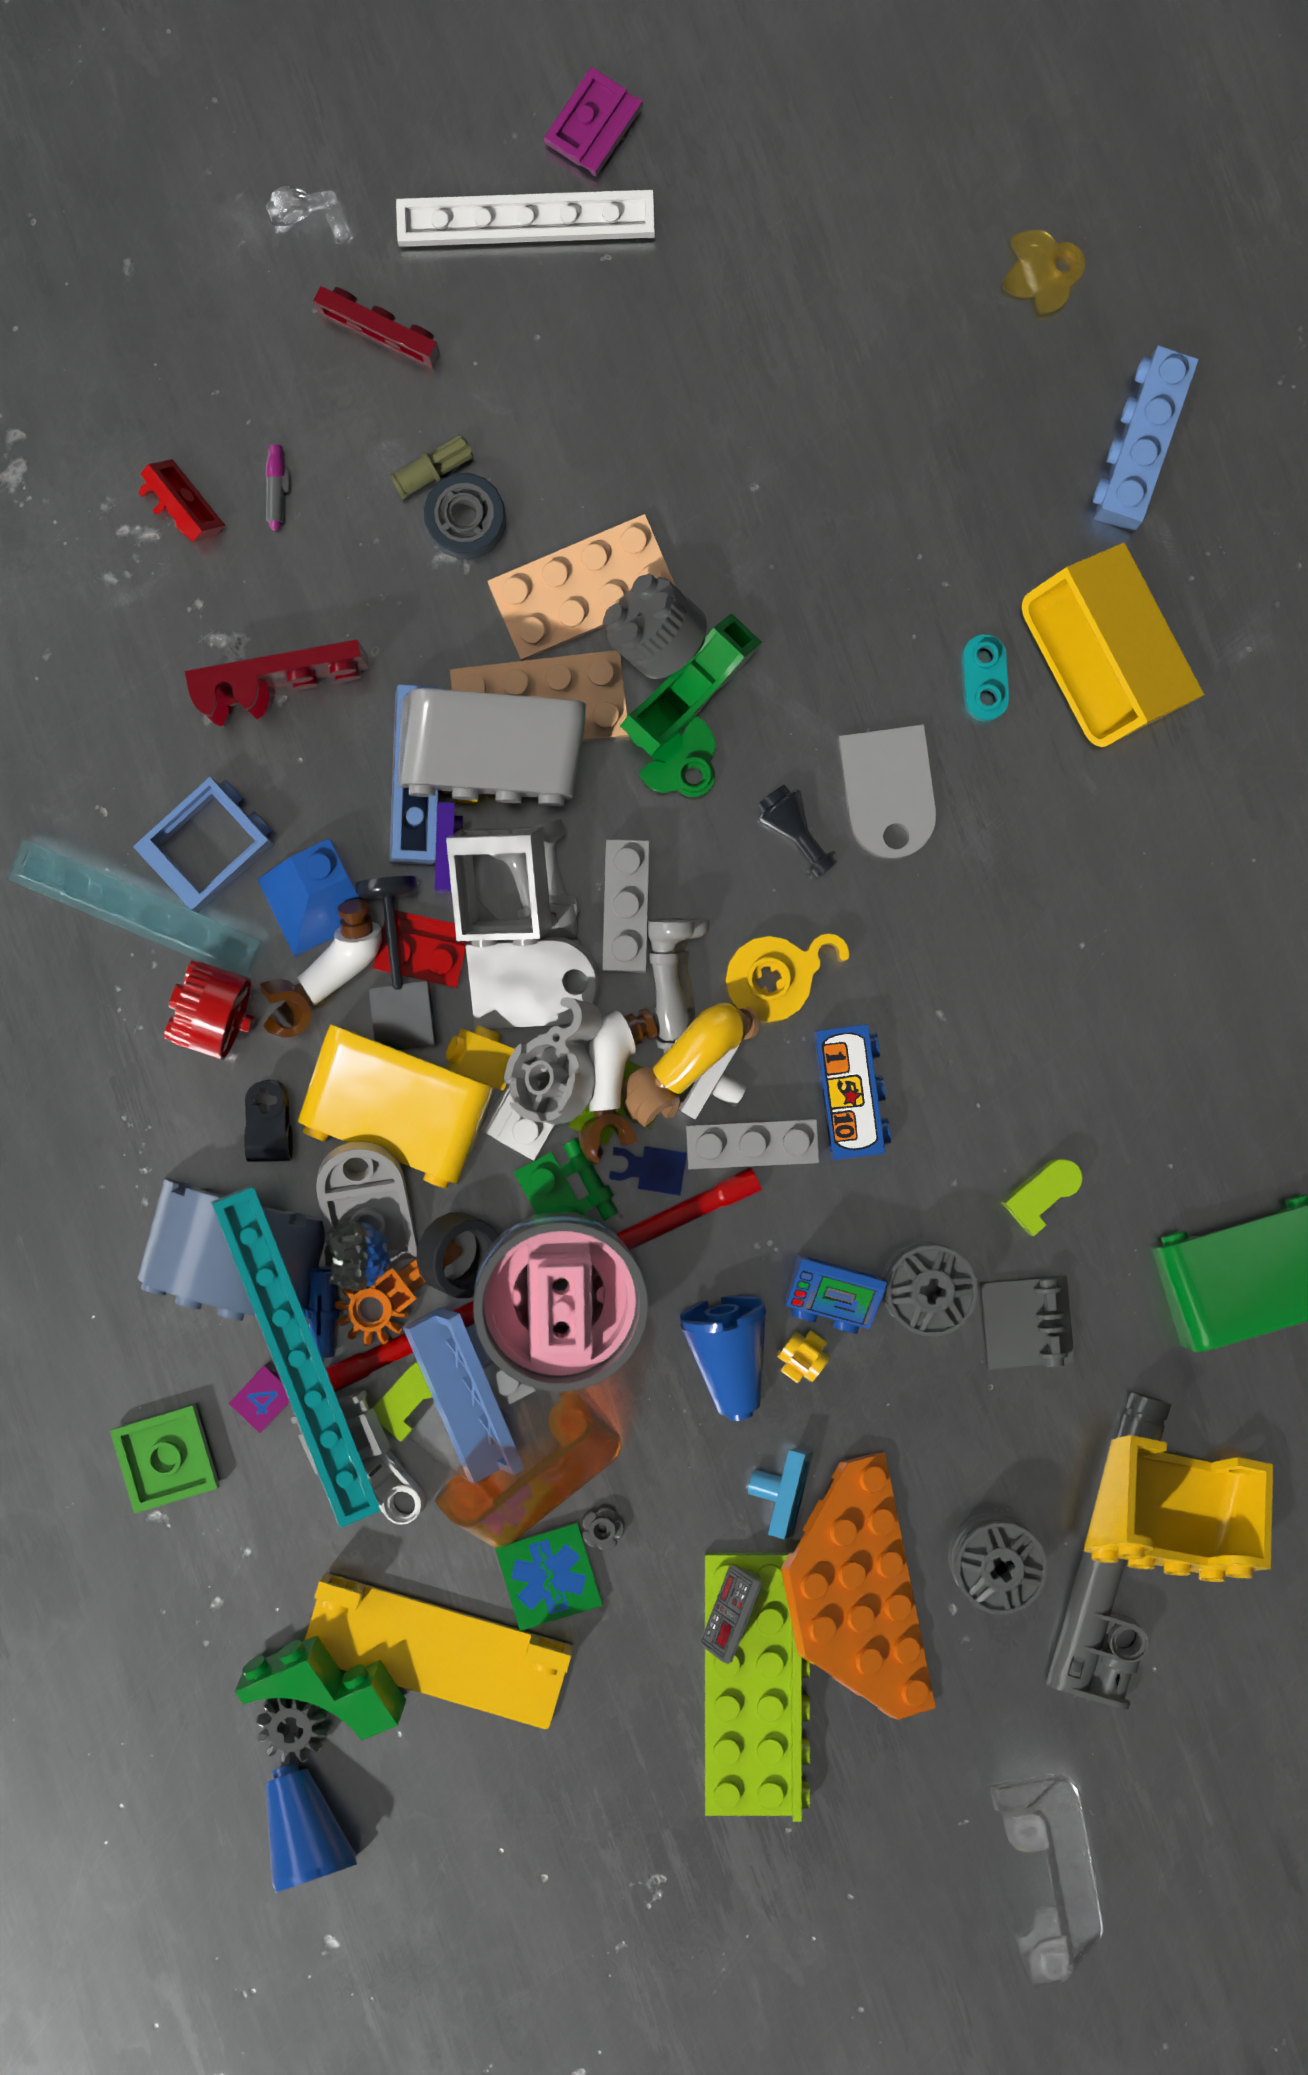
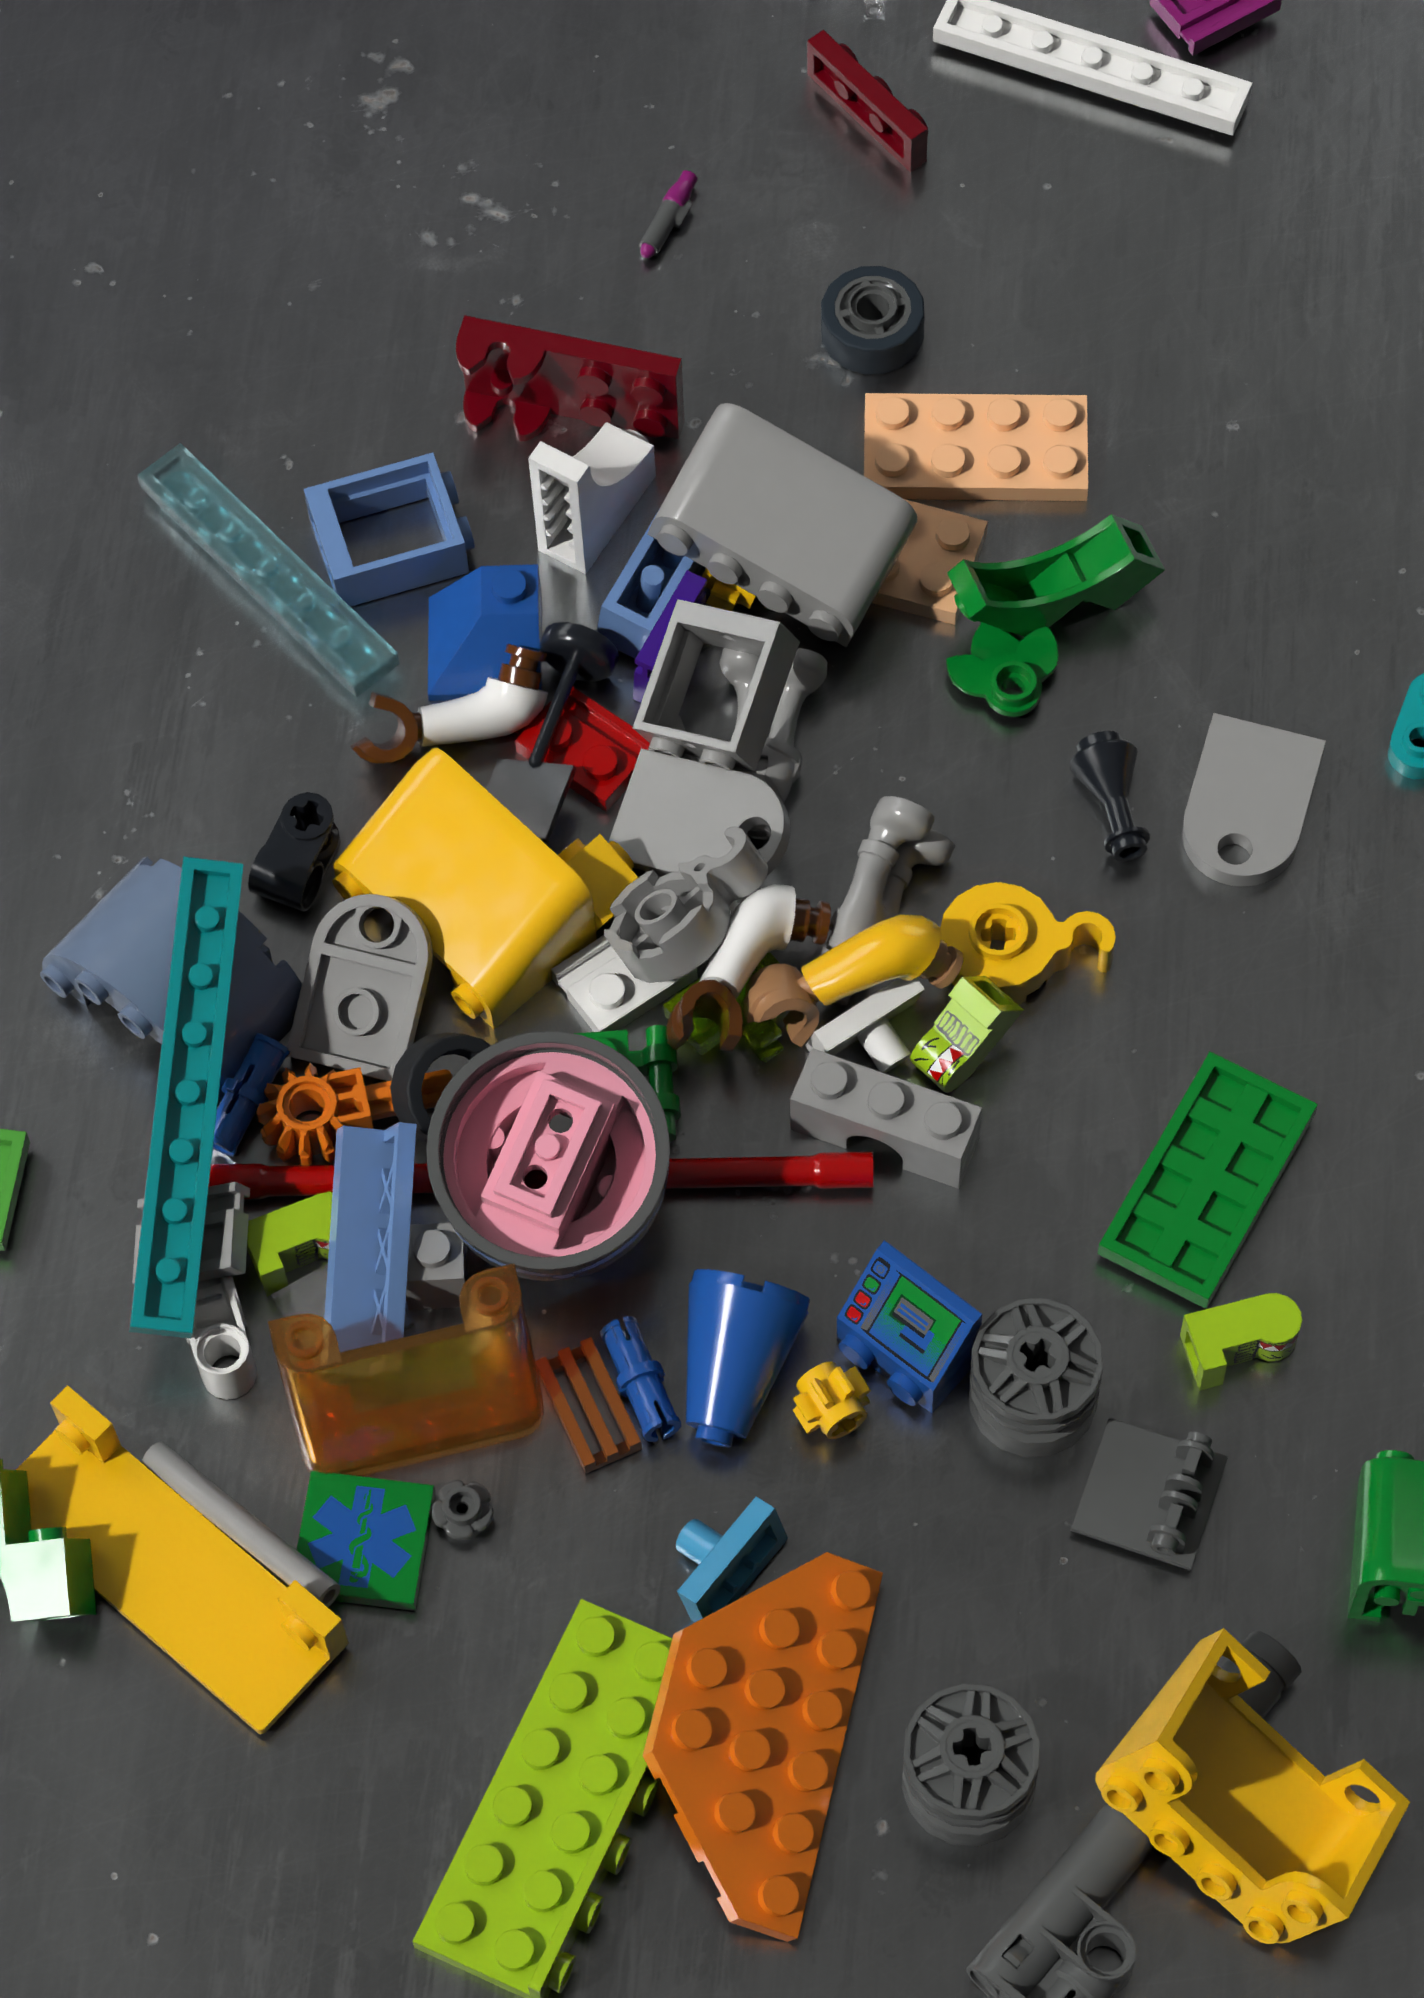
camera: 25 degrees right, 25 degrees down
(181, 500) = (551, 181): red plate -> none
(209, 1010) = (295, 694): red piece -> none
(261, 1398) = (116, 1160): magenta brick -> none
(336, 752) = (588, 495): none -> white arch
(355, 1255) = (324, 1025): pearl dark grey piece -> none
(431, 466) = (833, 260): olive axle -> none
(469, 1606) = (238, 1523): none -> light grey piece
(626, 906) = (868, 766): light grey arch -> none
(655, 627) = (1041, 496): dark grey piece -> none
(657, 1170) = (746, 1104): clear blue plate -> none
(674, 1392) = (640, 1379): none -> blue pin
(675, 1446) = (568, 1361): none -> dark orange tile
(731, 1612) = (582, 1673): slope -> none
(778, 1060) = (965, 1032): none -> lime leg
(852, 1092) = (1043, 1112): brick -> none
(977, 1090) = (1207, 1179): none -> green plate

